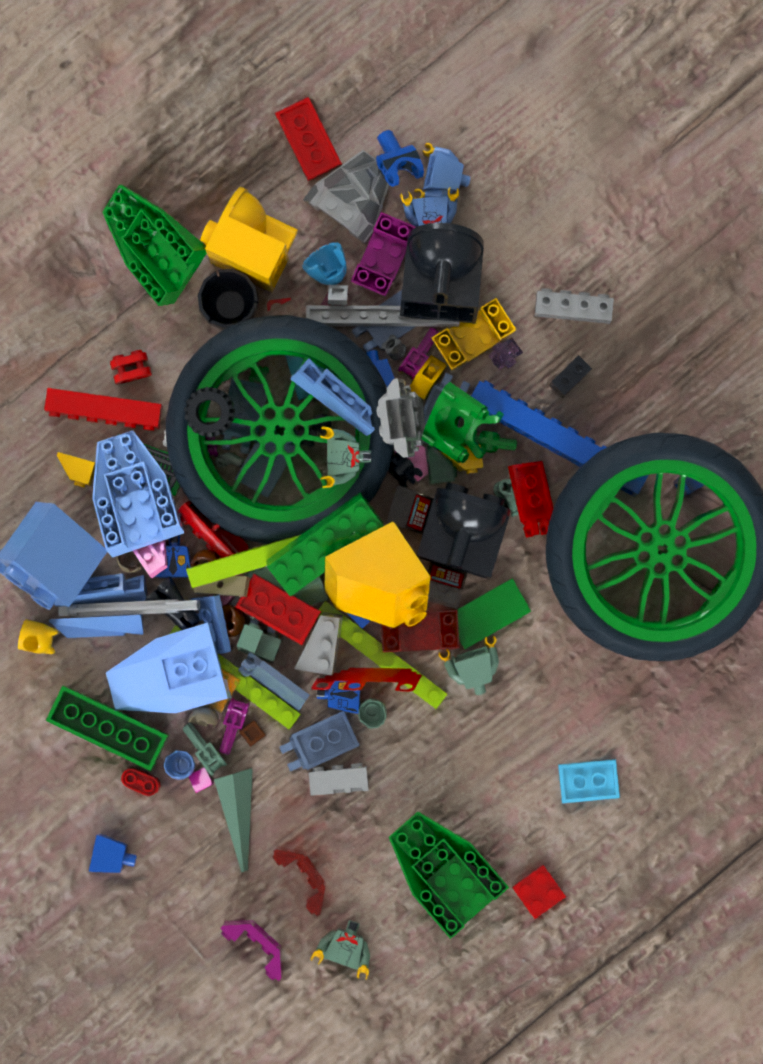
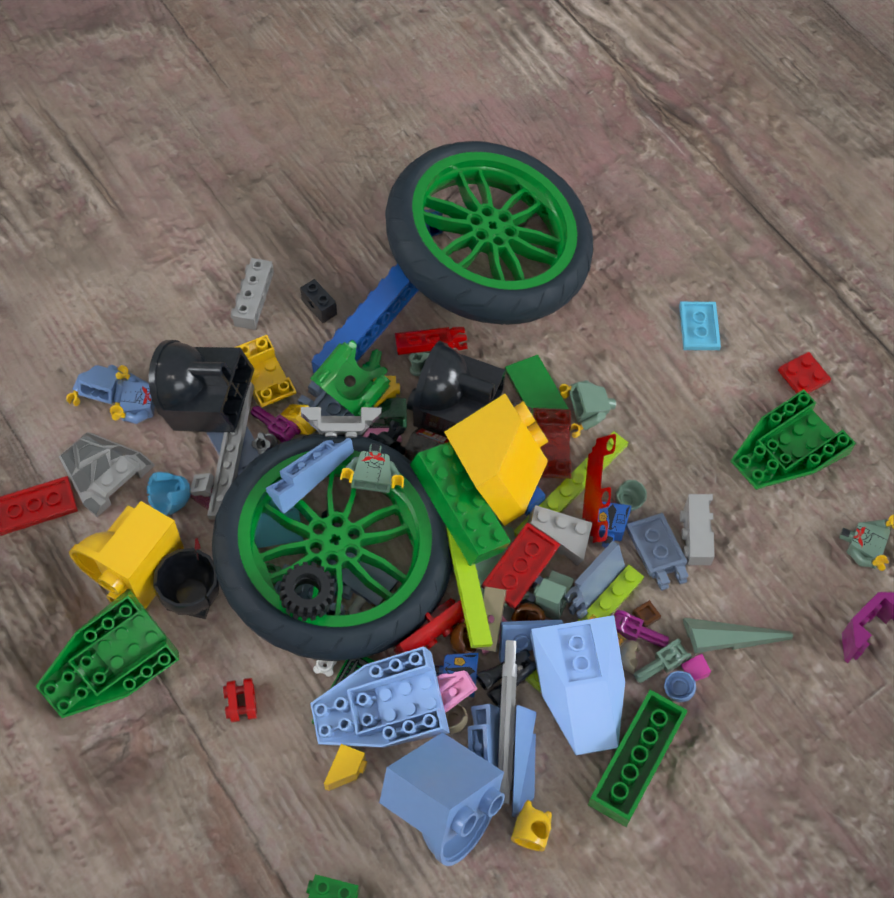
camera: 85 degrees left, 25 degrees down
(104, 408) = (281, 734): red brick -> none
(110, 855) = (779, 770): blue torso -> none
(140, 781) = (697, 728): red brick -> none
(285, 857) = (815, 557): clear red slope -> none
(383, 255) = (166, 444): magenta slope -> none
(397, 159) = (76, 422): blue connector -> none
(505, 354) = (288, 349): clear purple brick -> none

